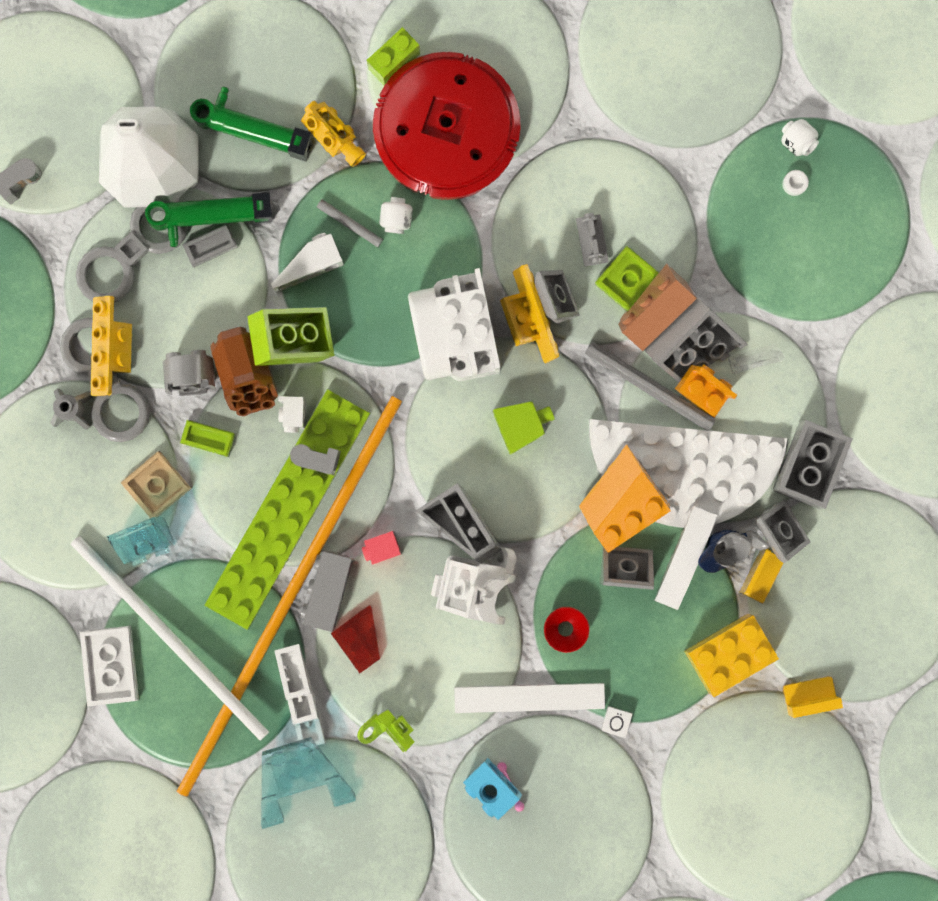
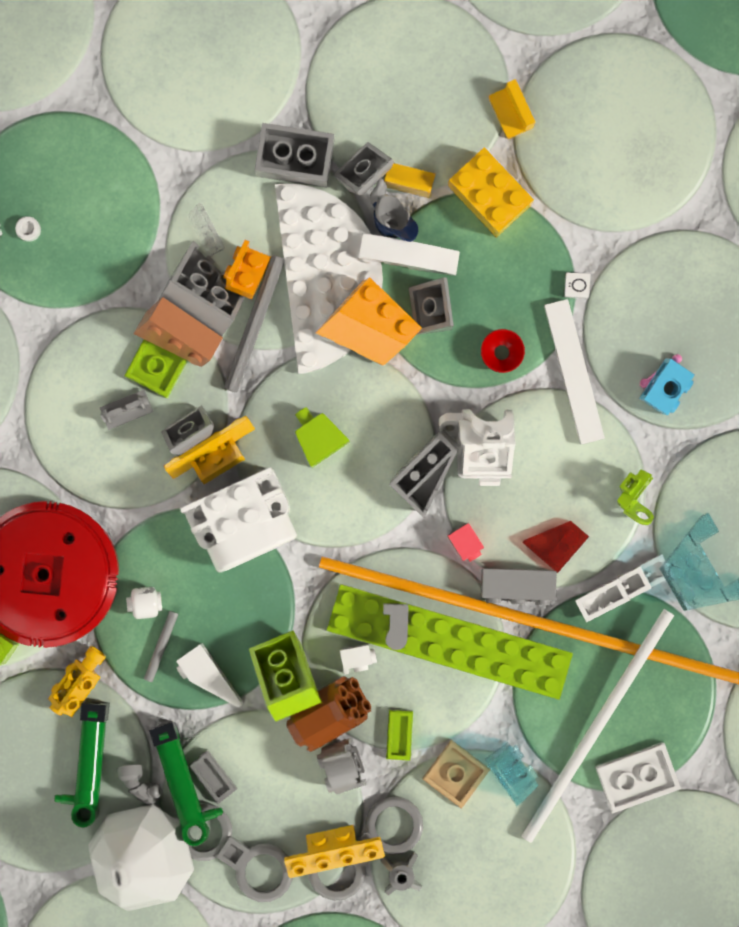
camera: 105 degrees left, 0 degrees up
(210, 176) = (144, 792): none -> light grey arm

